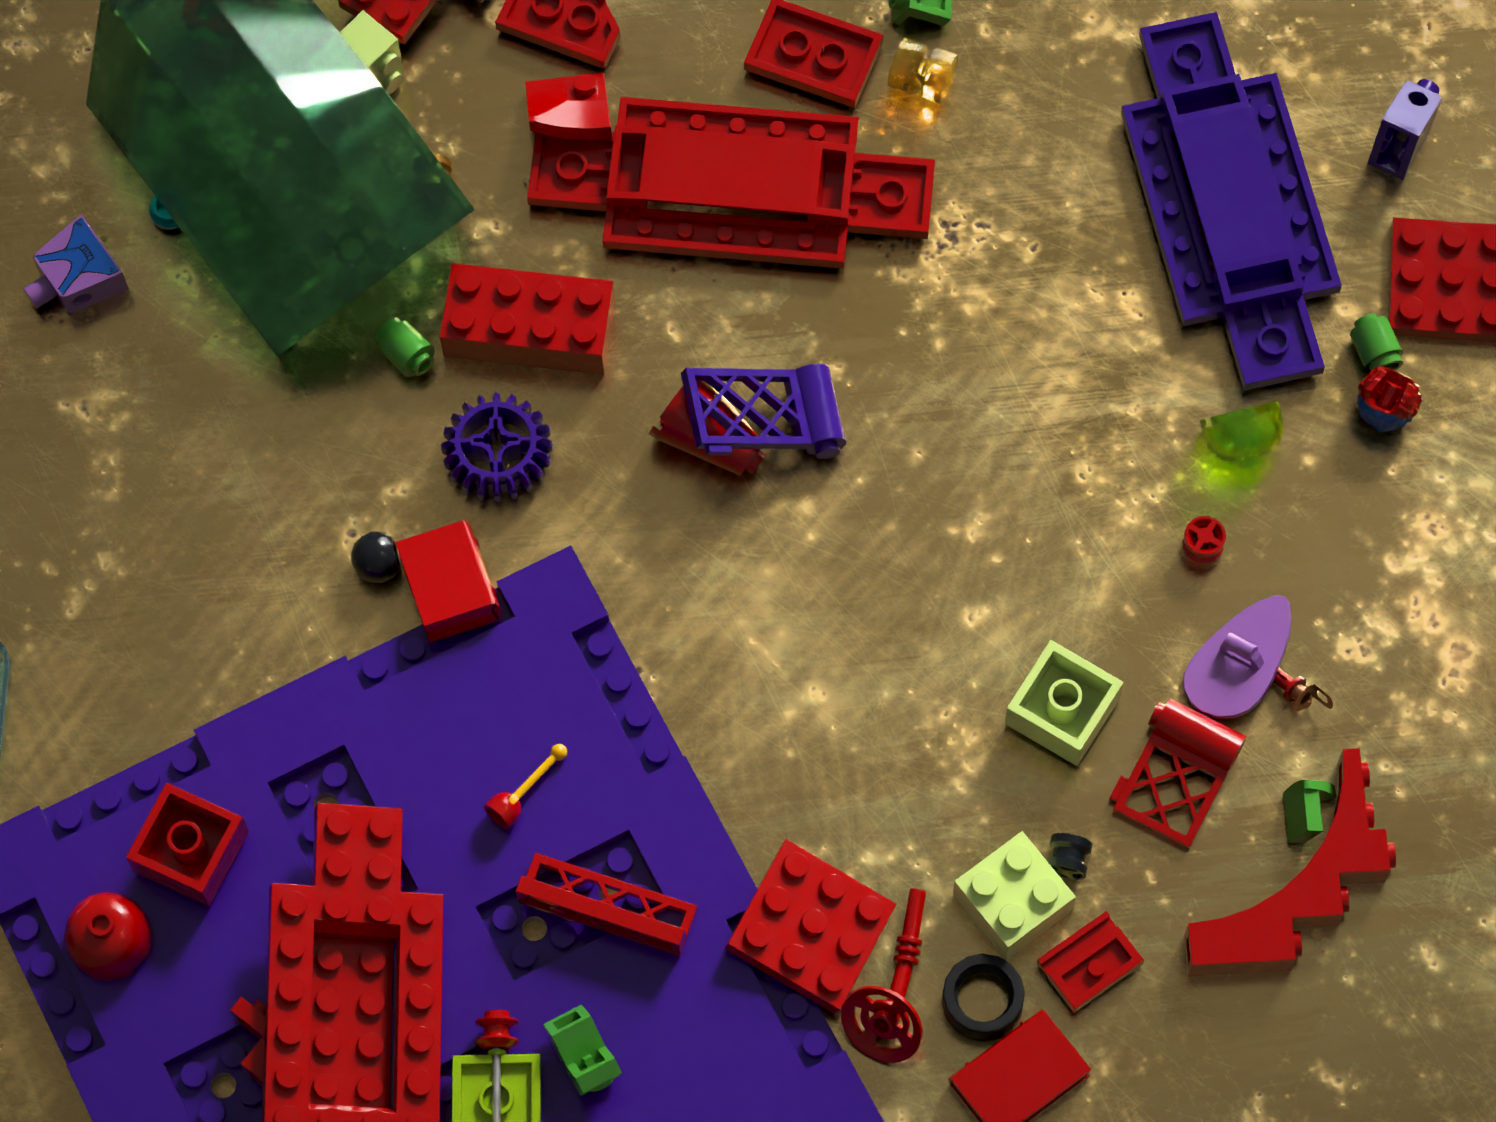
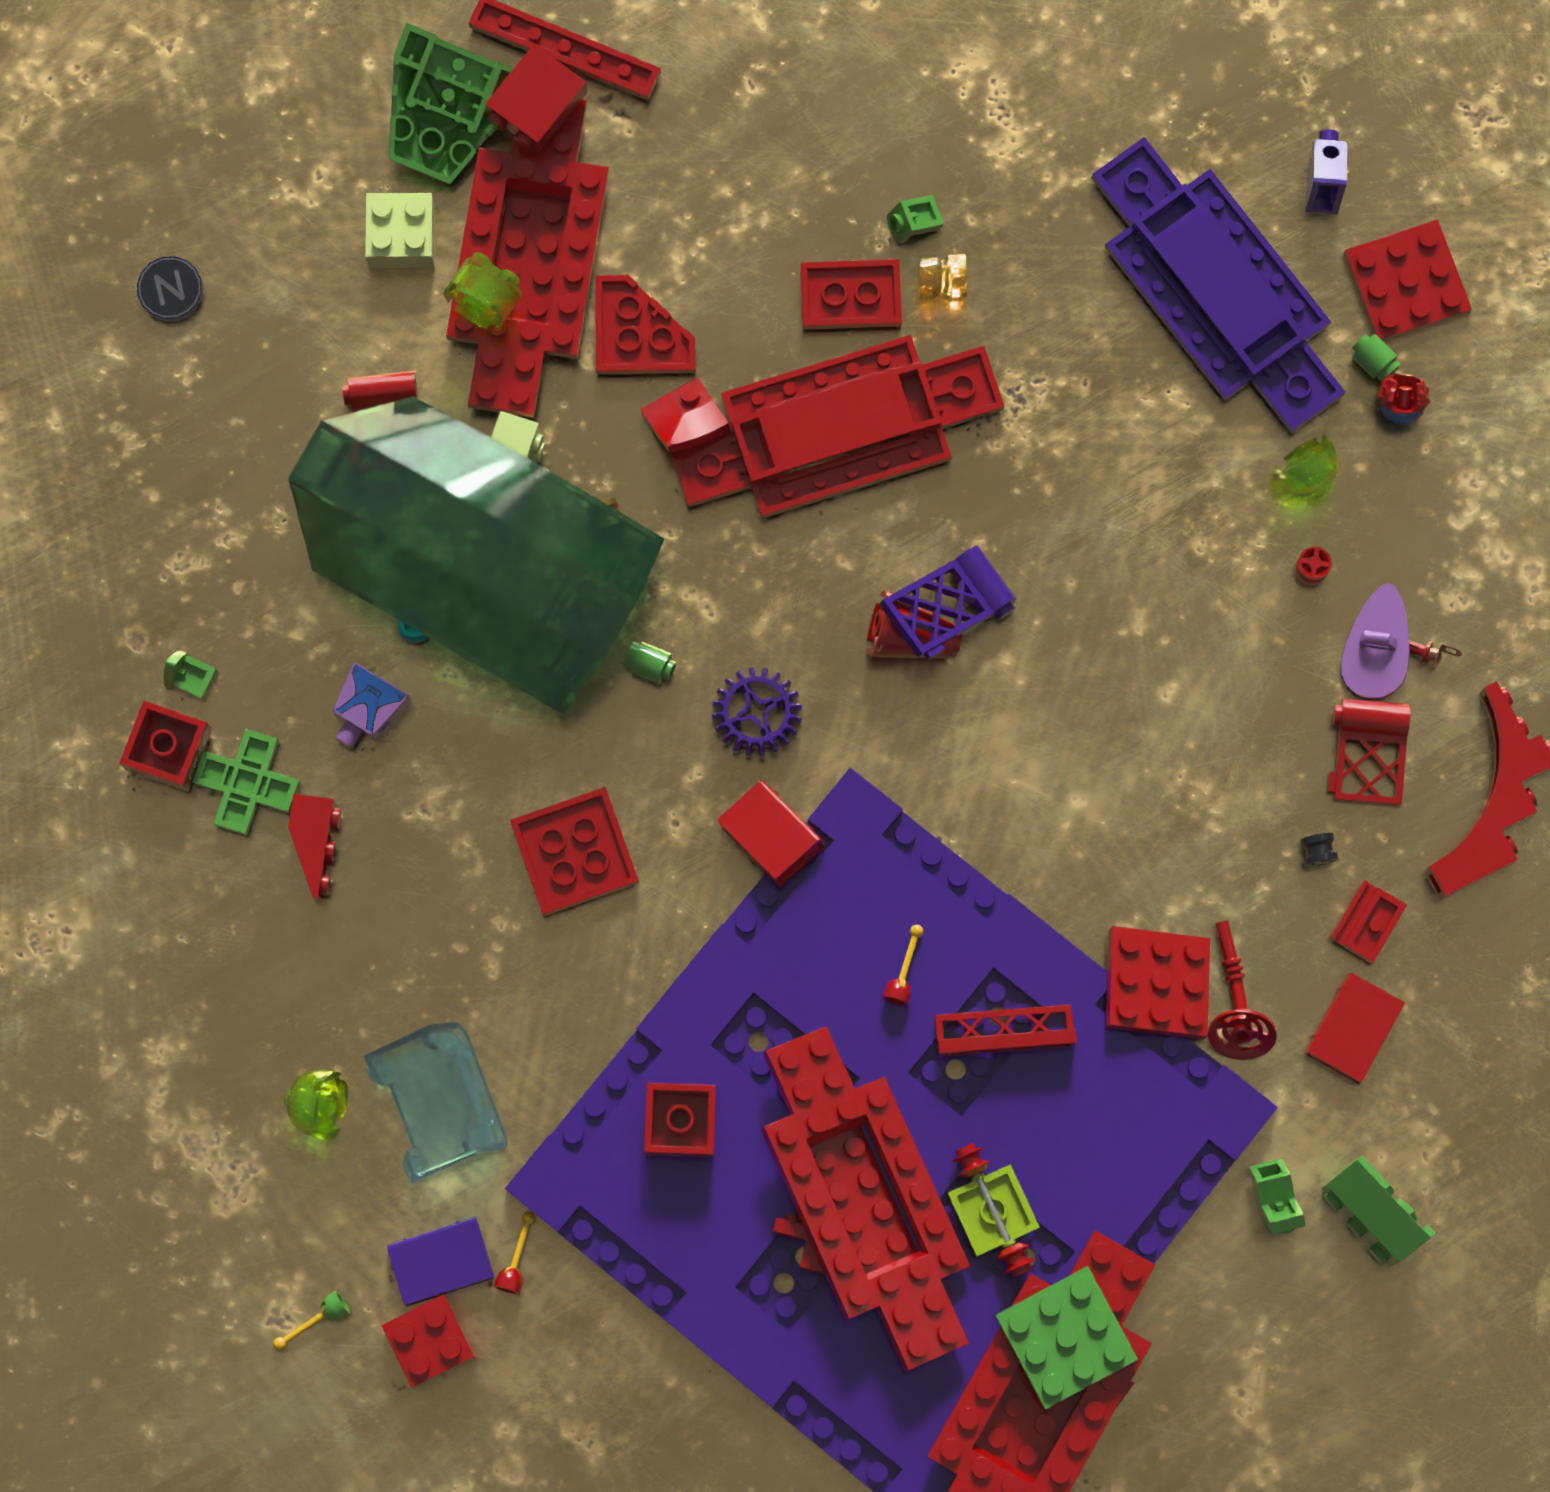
camera: 25 degrees left, 10 degrees up
(108, 936) = (650, 1212): red cylinder -> none
(223, 514) = (574, 851): none -> red plate
(375, 557) = (706, 837): black piece -> none
(527, 318) = (734, 601): red brick -> none
(582, 1050) = (1041, 1149): bright green brick -> none
(983, 964) = (1317, 959): black tyre -> none
(1014, 895) = (1293, 896): yellowish green brick -> none
(1063, 702) = (1267, 735): yellowish green brick -> none
(1304, 808) = (1474, 742): bright green tile -> none

